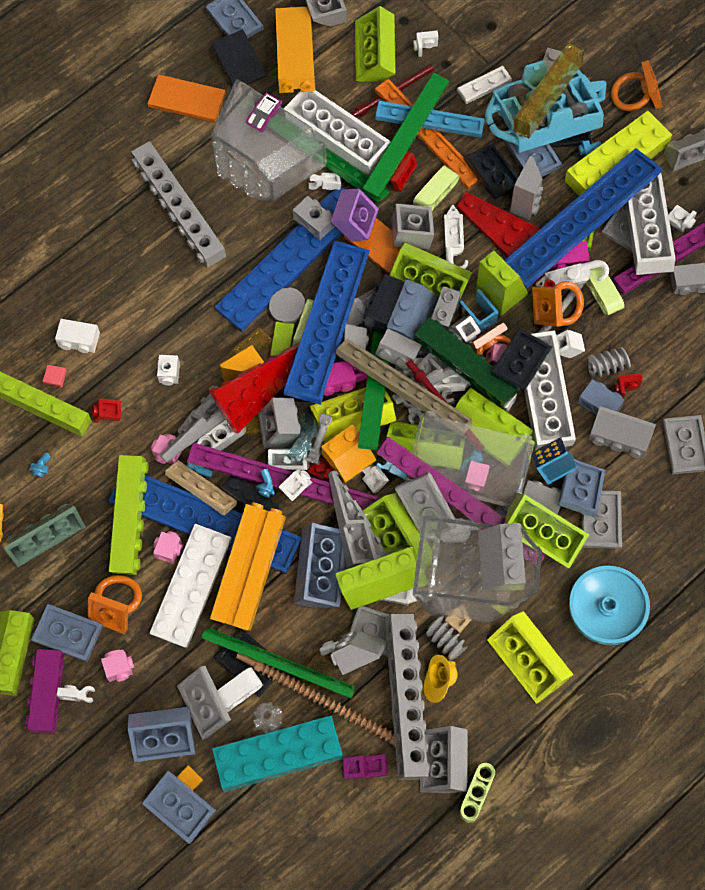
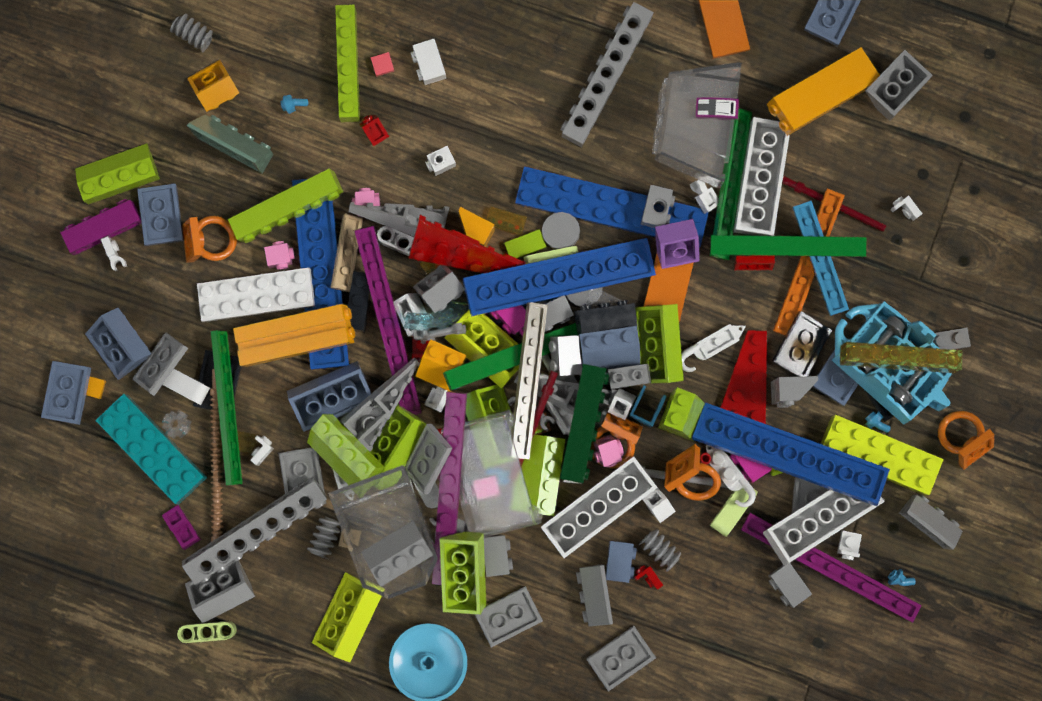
camera: 55 degrees right, 15 degrees up
(117, 665) = (154, 273): bright pink brick -> none
(238, 58) = (788, 43): black tile -> none
(265, 489) = (369, 311): dark azure plate -> none
(296, 484) = (387, 335): white bracket -> none
(357, 650) = (266, 470): light grey slope -> none
(375, 46) = (875, 163): lime slope -> none
(412, 225) = (698, 302): light grey brick -> none
(436, 188) = (753, 302): yellowish green beam -> none
(439, 677) = (287, 550): yellow piece -> none
(484, 85) = (893, 288): white tile -> none
(521, 360) = (609, 472): black tile -> none
(554, 461) = (533, 548): piece -> none
(583, 489) = (524, 585): sand blue tile -> none

